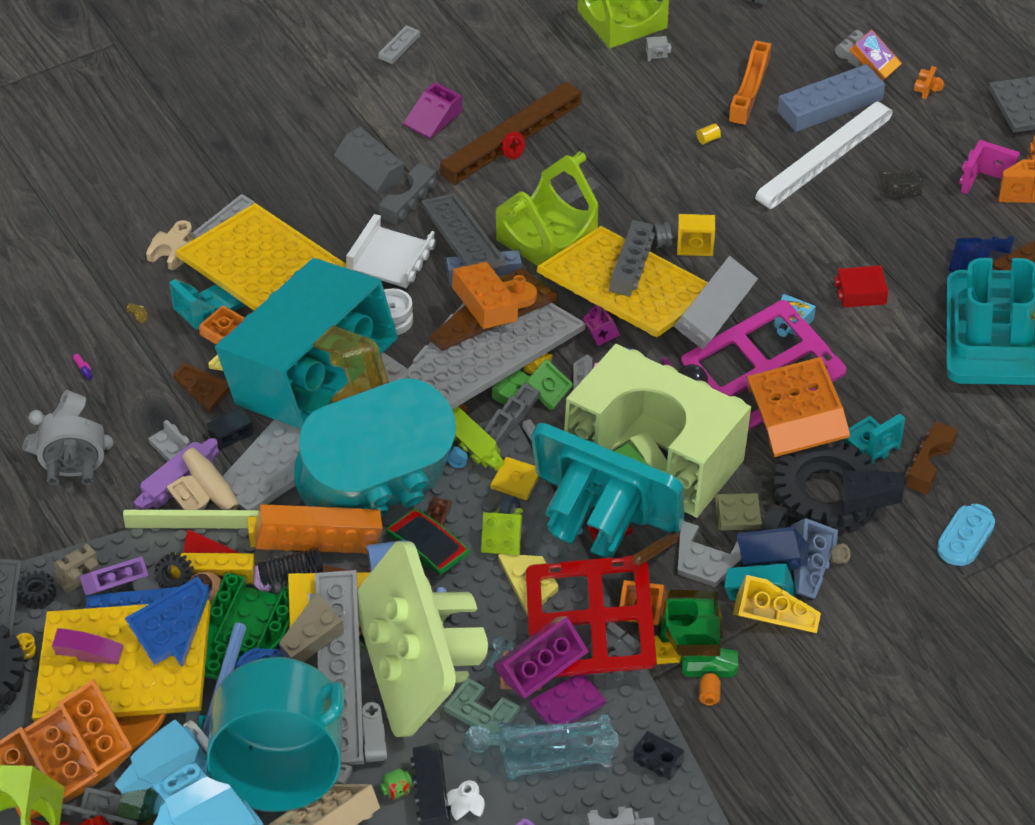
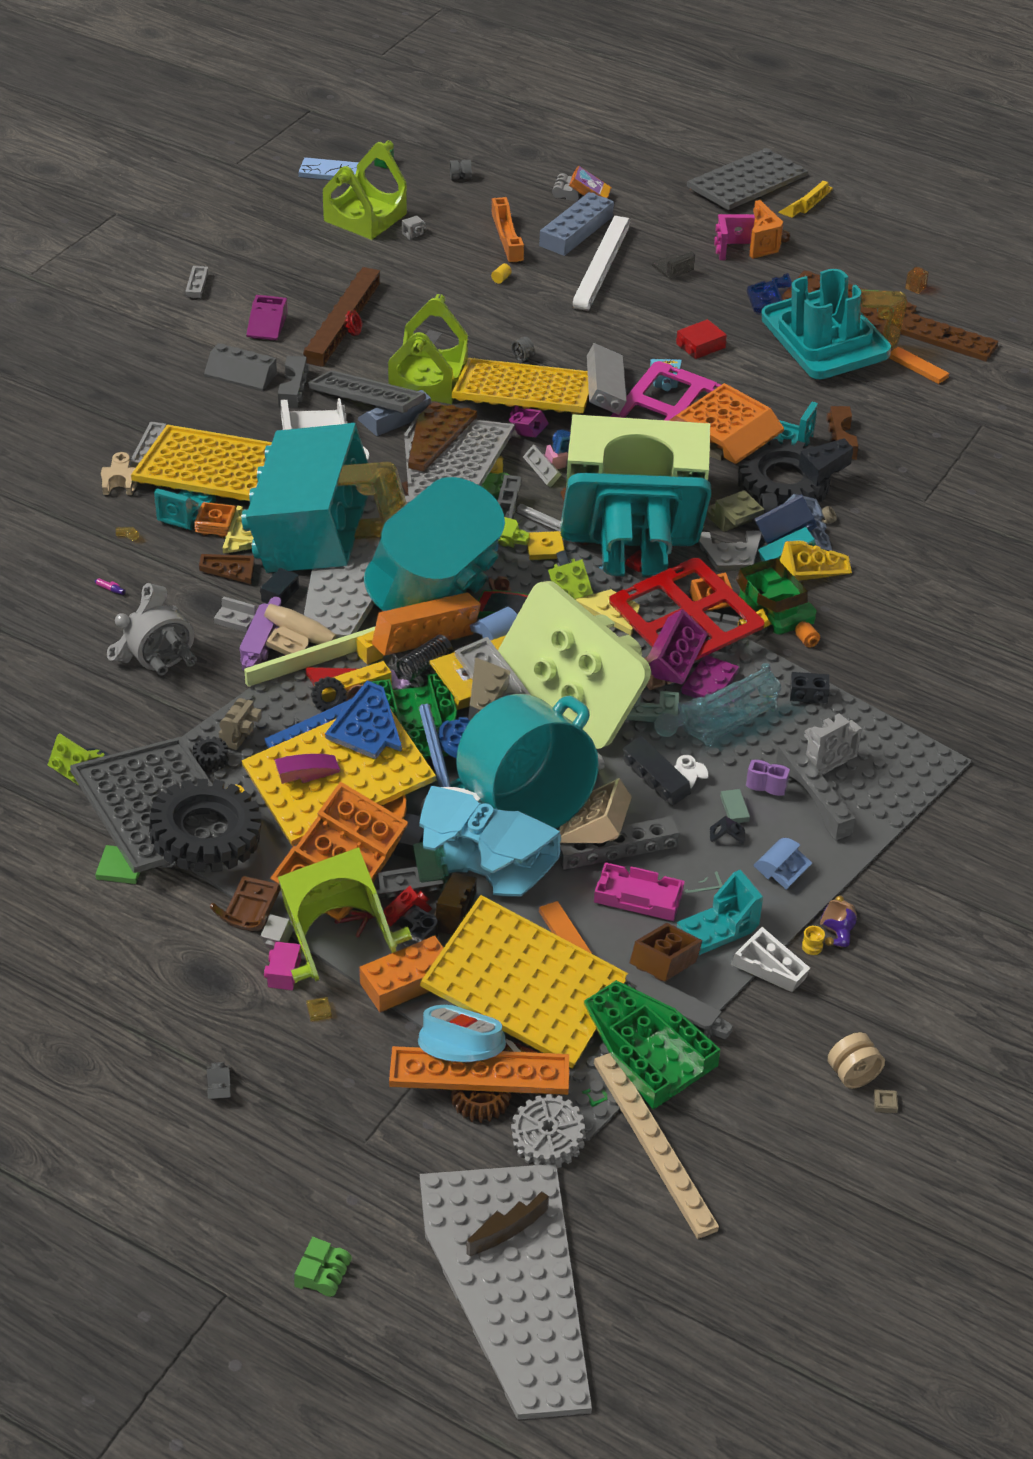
camera: 30 degrees left, 5 degrees down
(114, 575) = (277, 716): medium lavender brick -> none
(396, 784) = (629, 776): bright green head -> none
(490, 298) = (431, 421): orange brick -> none
(550, 383) = (515, 468): bright green tile -> none
(632, 258) = (518, 367): dark grey brick -> none
(655, 548) = (698, 551): reddish brown axle -> none
(696, 235) = (551, 340): yellow brick -> none
(927, 82) = (640, 194): orange hips -> none
(966, 534) = (905, 475): medium azure tile -> none

